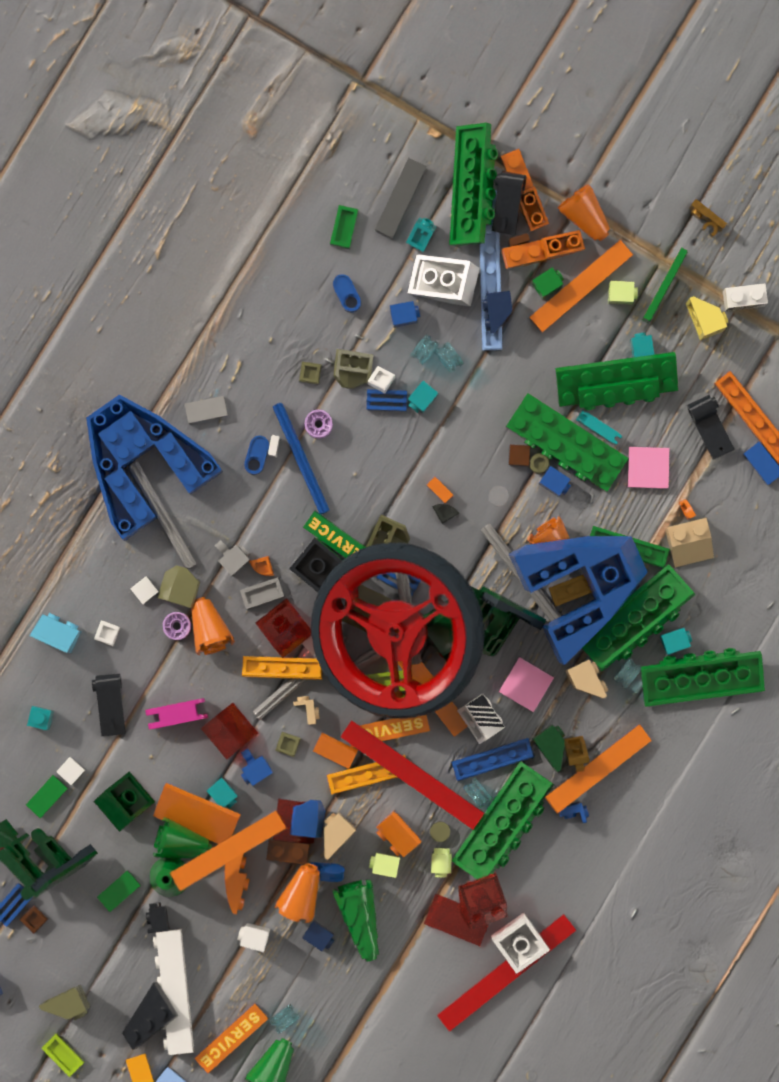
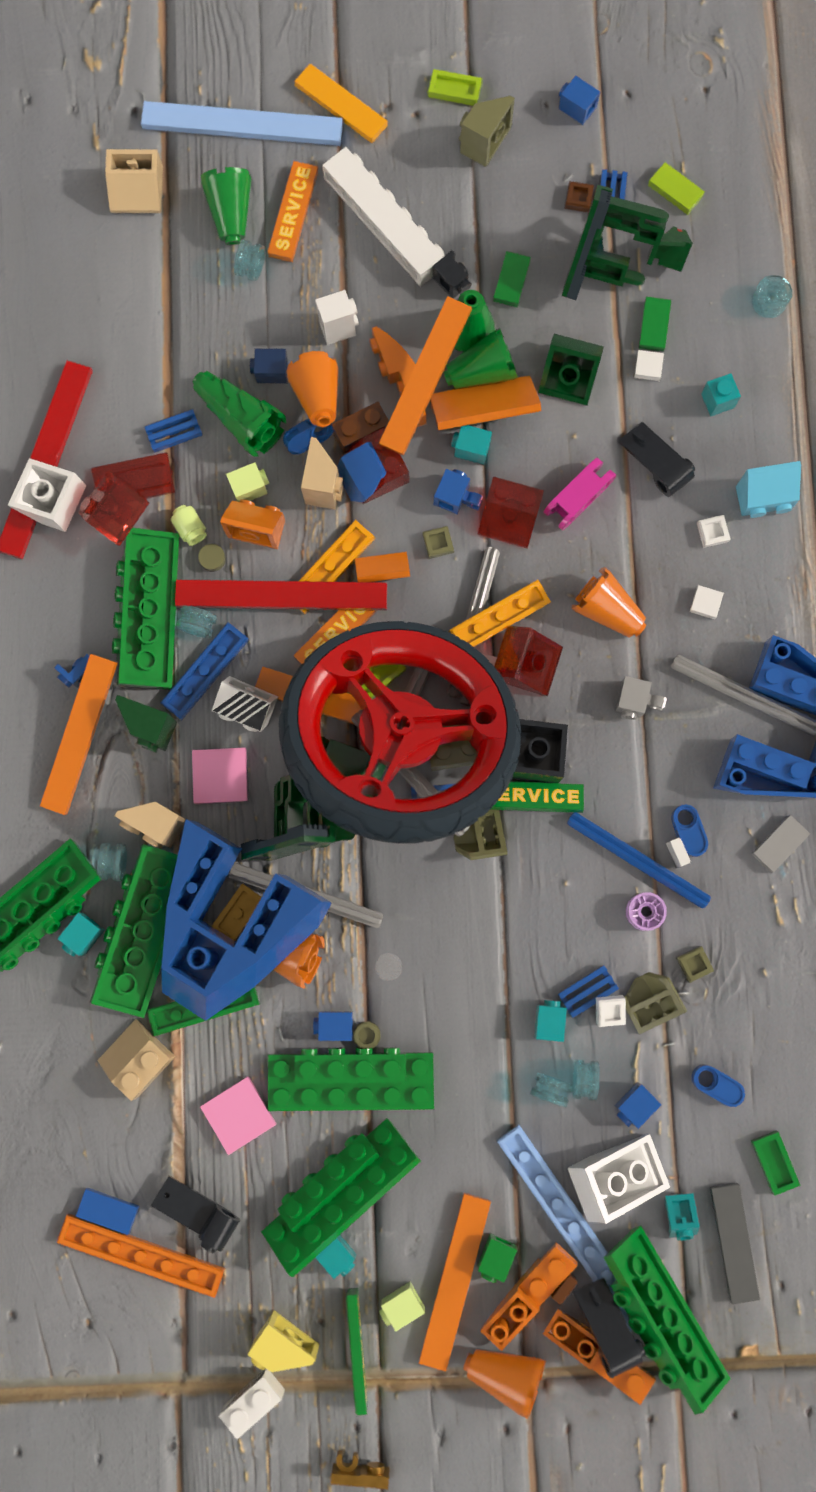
camera: 150 degrees right, 5 degrees down
(150, 1017) = (391, 172): black wing -> none
(169, 622) = (642, 576): lavender wheel -> none
(179, 587) = (672, 627): olive slope -> none
(262, 566) = (597, 713): orange tile -> none
(262, 593) = (577, 683): light grey tile -> none
(312, 711) = (435, 590): tan bracket -> none
(409, 943) = (166, 423): none -> blue tile
(439, 489) = (459, 928): orange piece -> none
(445, 512) = (436, 907): pearl dark grey tile -> none
(498, 308) = (532, 1187): dark blue slope -> none
(519, 455) = (396, 1029): reddish brown tile -> none
(576, 752) = (113, 735): pearl gold plate -> none
(598, 427) = (326, 1124): teal piece -> none
(687, 509) = (162, 1096): orange tile -> none

